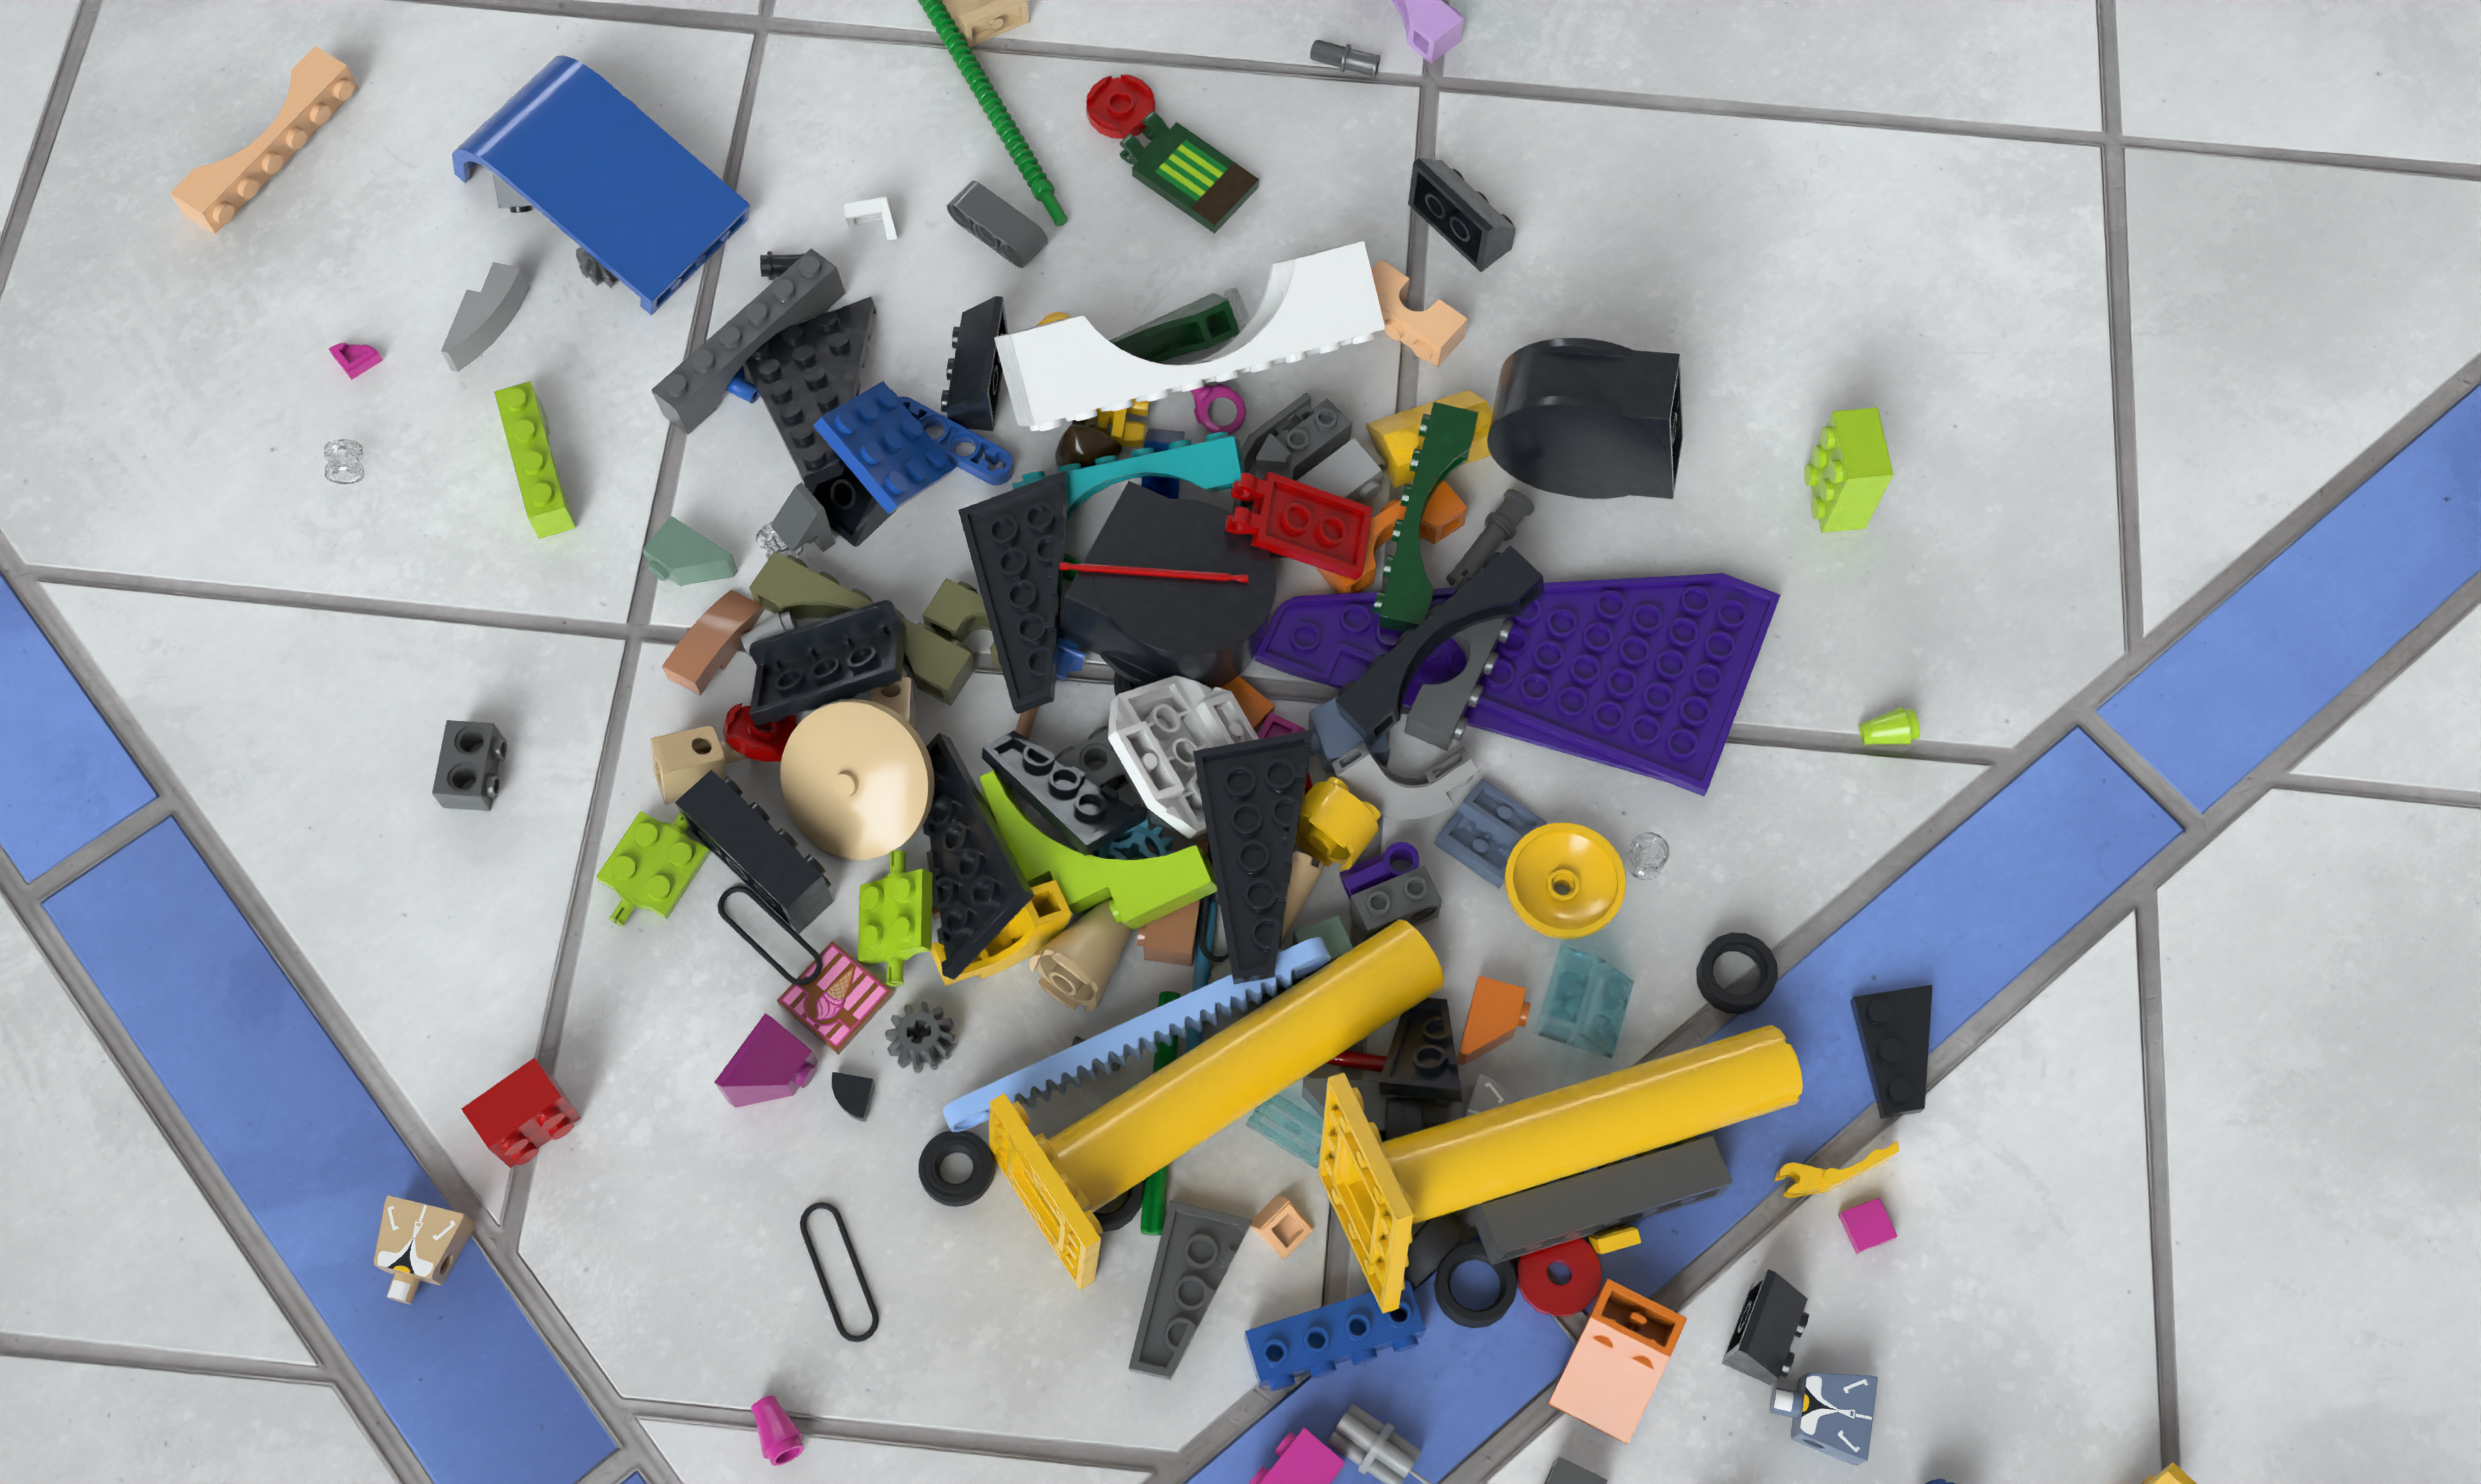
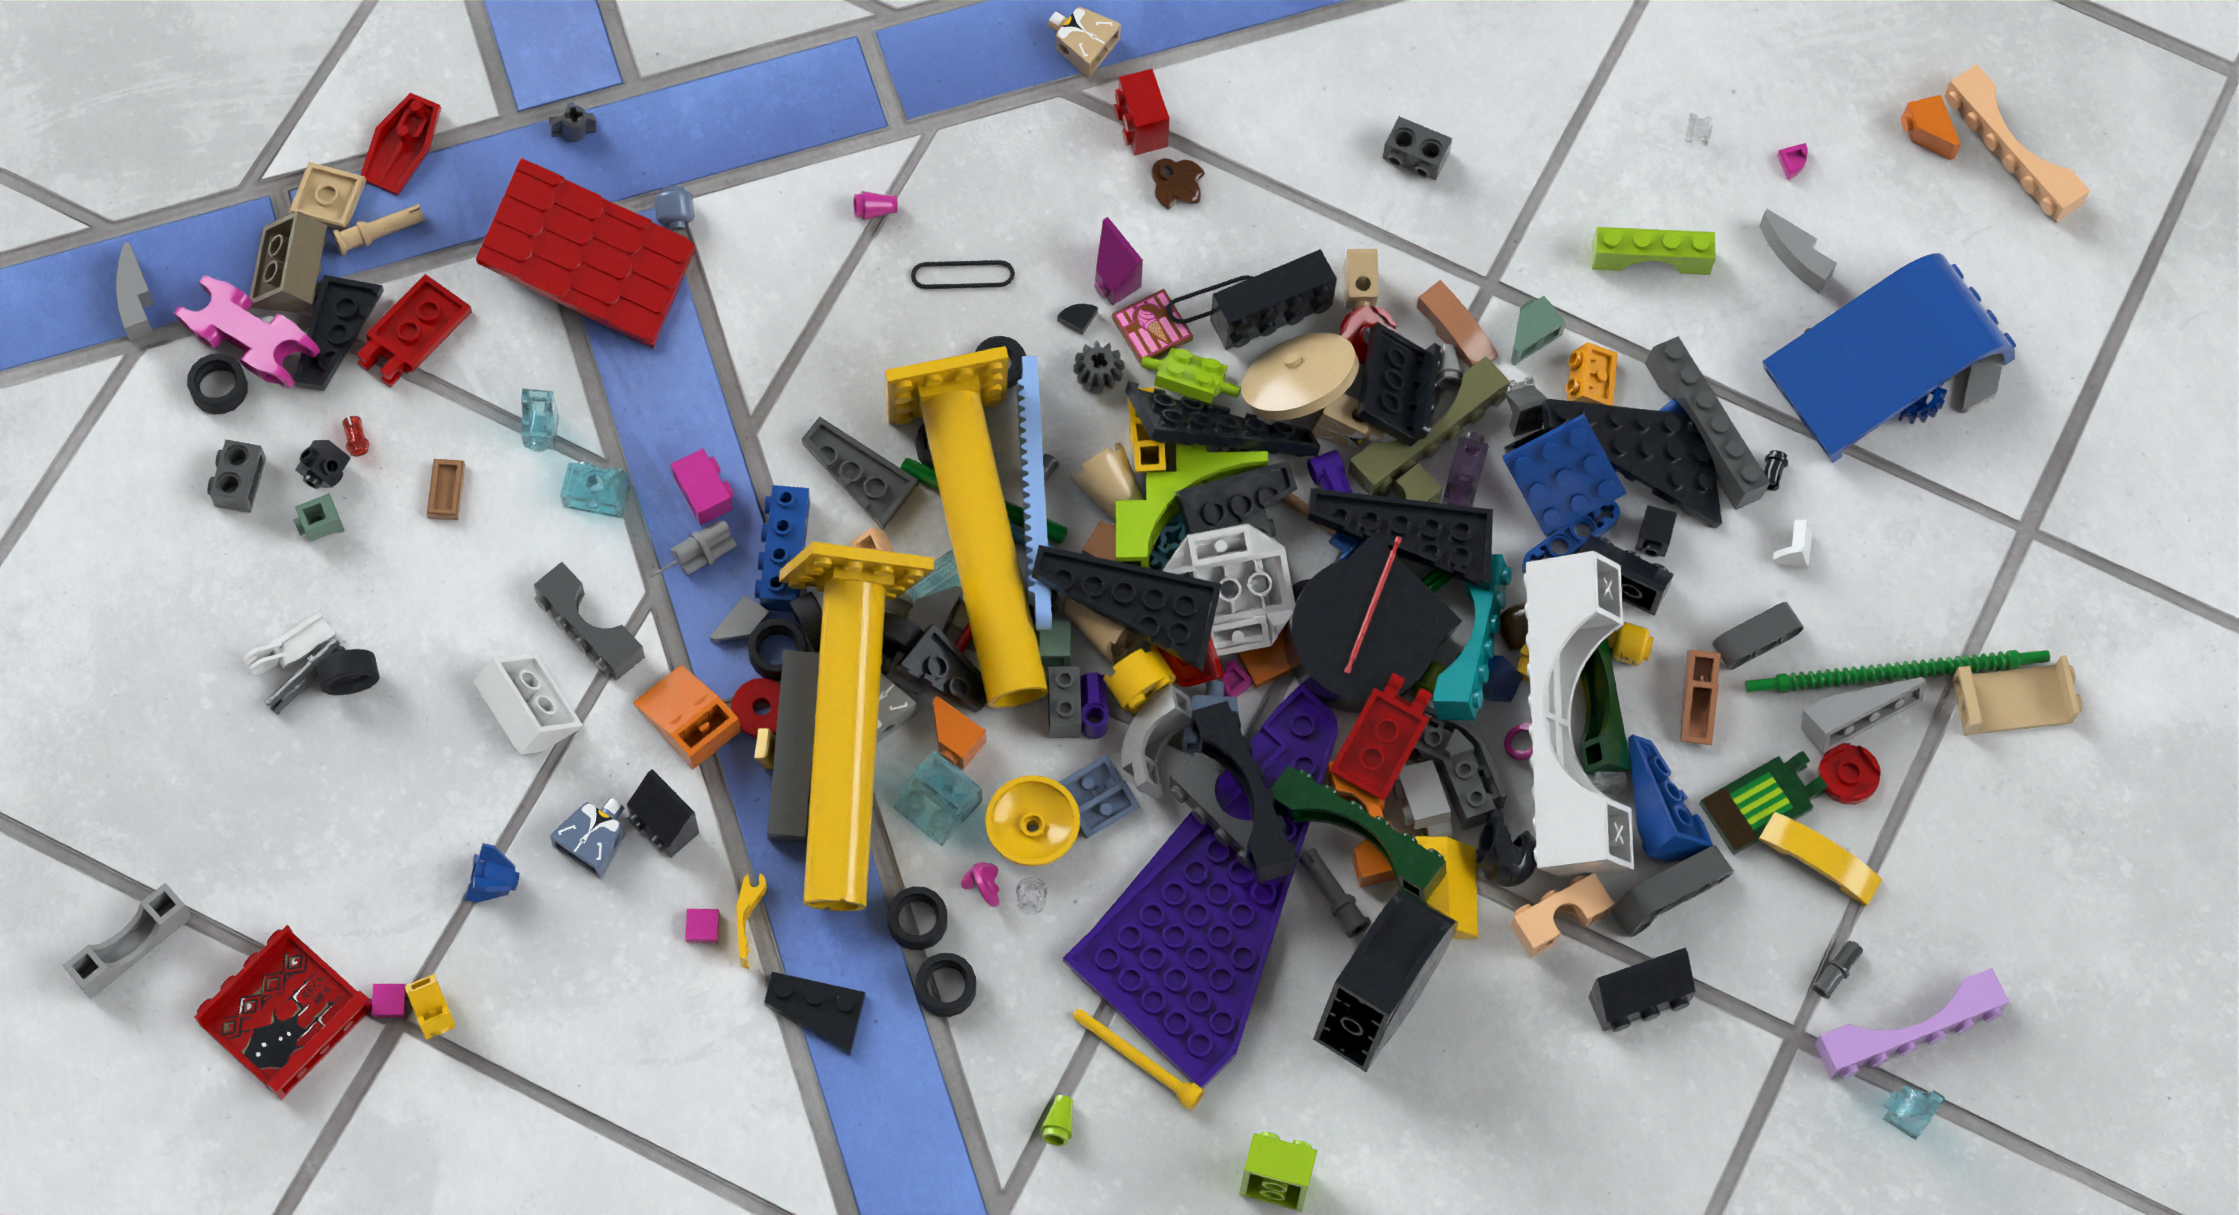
camera: 110 degrees right, 0 degrees up
(268, 224) = (1931, 126): none -> orange slope
(608, 1038) = (1179, 185): none -> reddish brown plate
(652, 866) = (1293, 235): lime plate -> none
(729, 480) = (1592, 375): none -> light orange bracket
(907, 563) = (1469, 463): none -> clear purple torso
(909, 354) = (1656, 531): none -> black brick
(967, 718) = (1329, 472): none -> dark purple piece
(1070, 123) = (1853, 712): none -> light grey slope
(1092, 259) = (1699, 697): none -> nougat slope
(1231, 104) = (1822, 855): none -> yellow slope
(1256, 242) = (1661, 815): none -> blue wedge
(1335, 213) = (1670, 888): none -> dark grey beam
(1373, 365) = (1500, 858): none -> black helmet
(1454, 1351) = (740, 621): none -> light grey tile
(1656, 912) = (984, 876): none -> dark pink piece
(1789, 610) = (1187, 1093): none -> yellow piece
(1811, 882) = (946, 960): none -> black tyre

